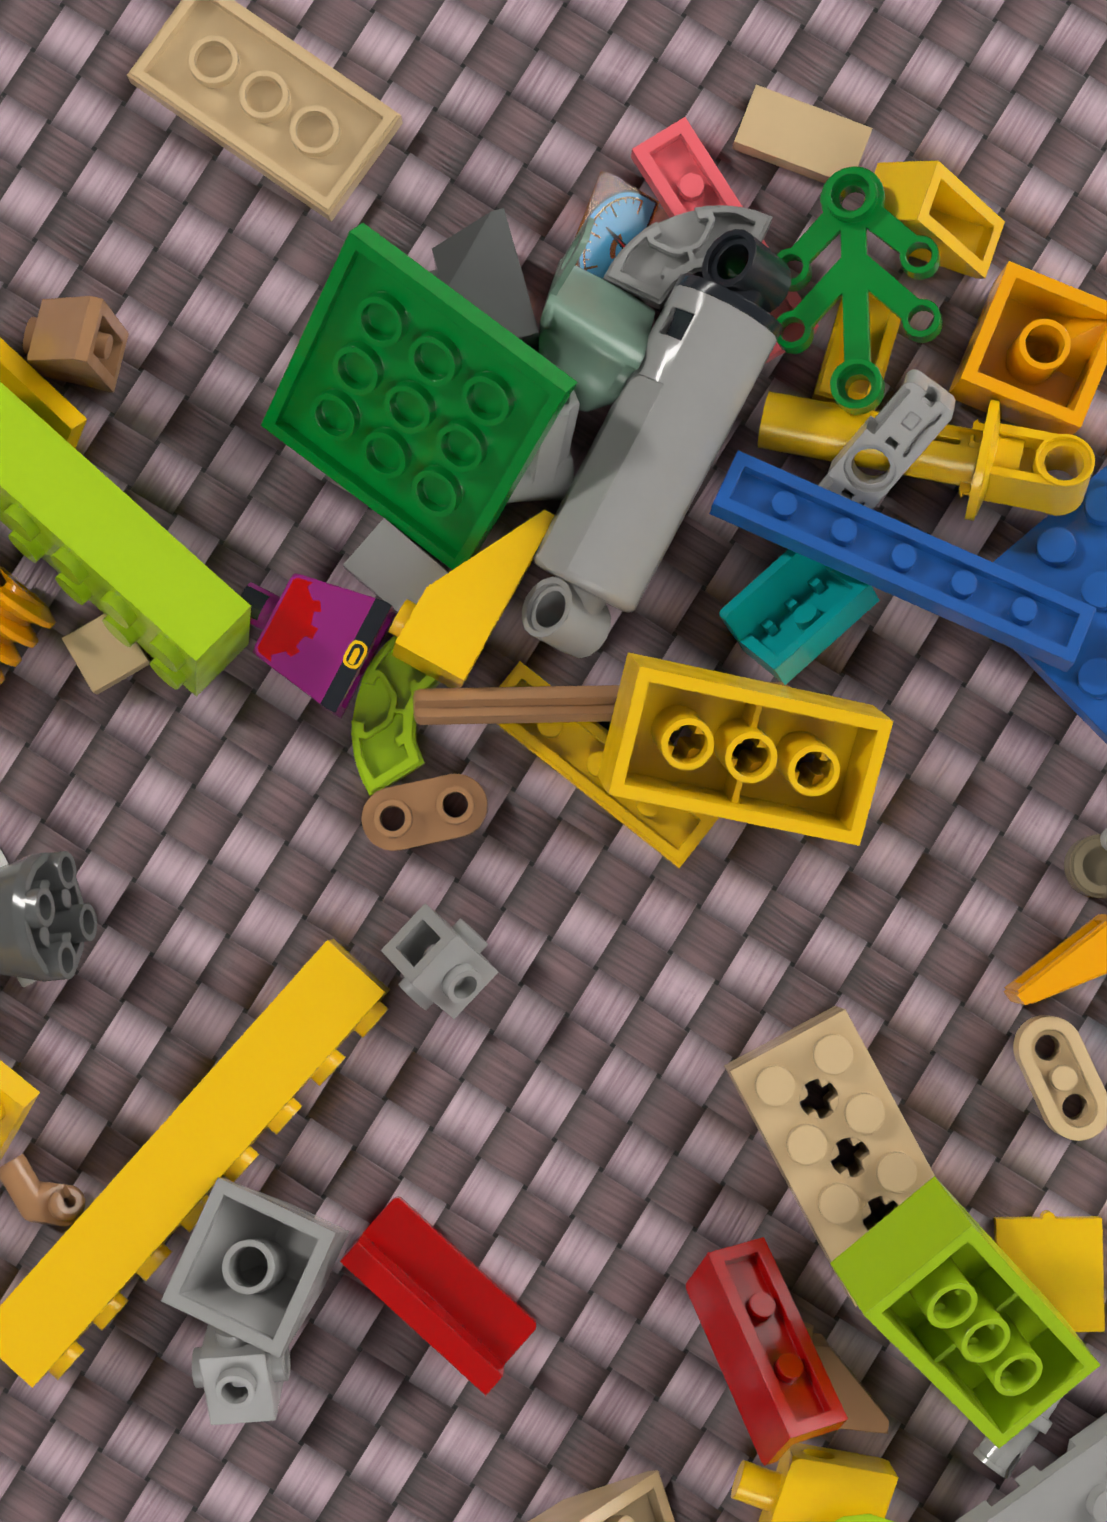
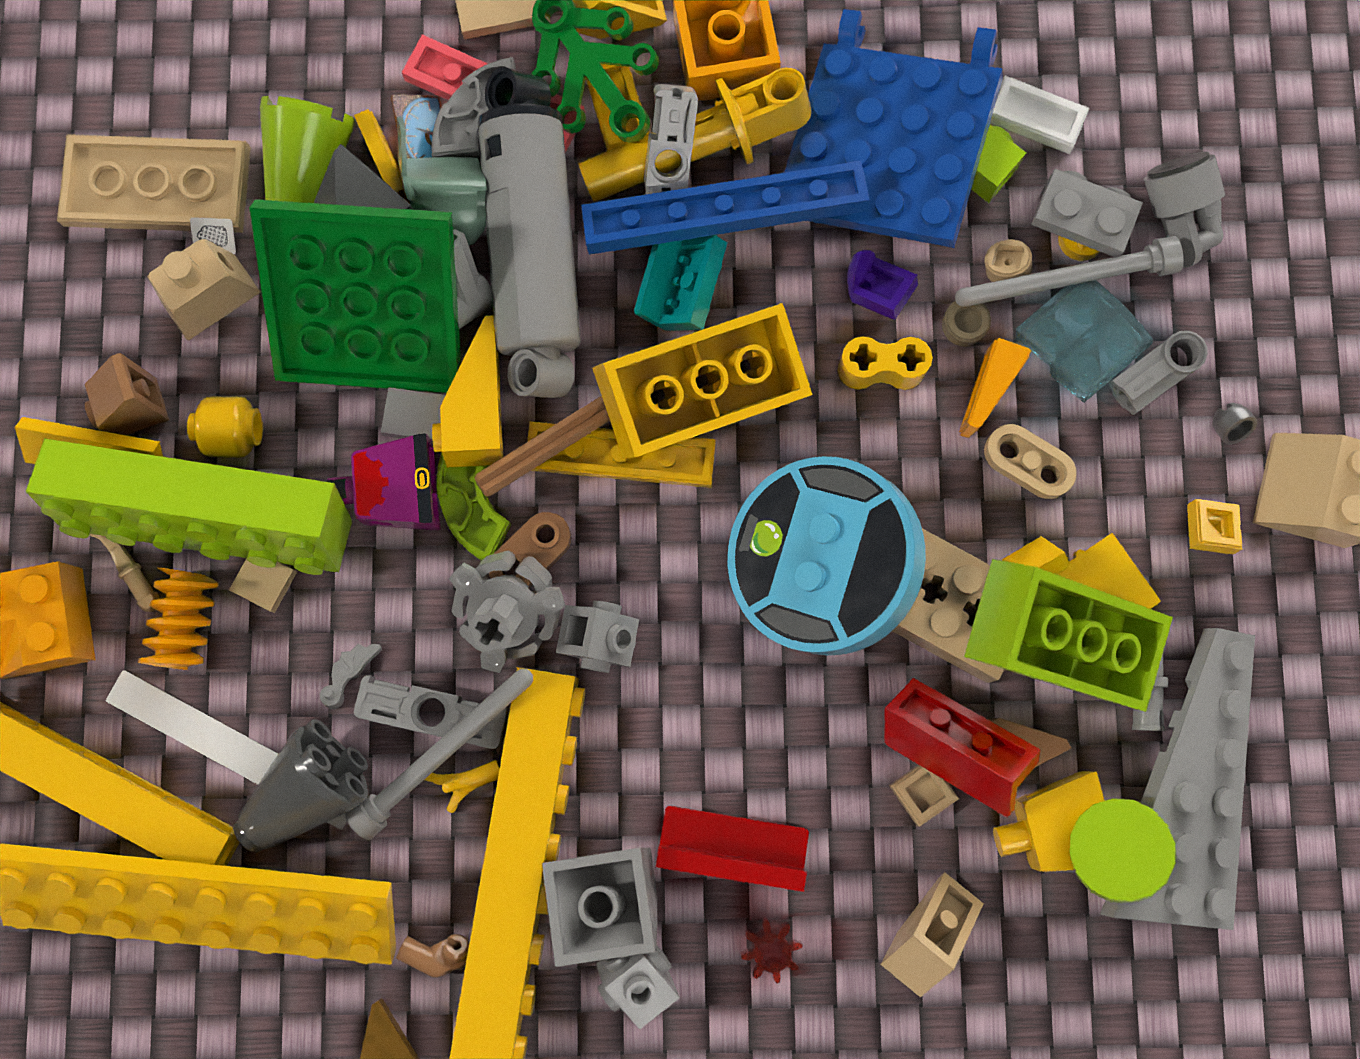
camera: 30 degrees left, 5 degrees down
(65, 998) = (373, 813): none -> light grey piece
(137, 811) = (347, 668): none -> light grey piece
(170, 894) = (398, 707): none -> light grey piece
(171, 447) = (225, 427): none -> yellow head
(189, 1025) = (465, 782): none -> yellow bar
(243, 266) = (201, 286): none -> tan torso
(294, 206) = (214, 230): none -> white sticker
(352, 865) = (504, 609): none -> light grey piece
(401, 1447) = (773, 964): none -> clear red gear
(449, 179) = (298, 146): none -> lime cone
(546, 237) = (380, 151): none -> yellow tile
(690, 1370) = (923, 794): none -> tan tile
(753, 1041) = (826, 556): none -> piece
(970, 856) = (884, 363): none -> yellow axle
(991, 1196) = (1042, 555): none -> yellow tile
(1025, 760) = (879, 284): none -> dark purple plate

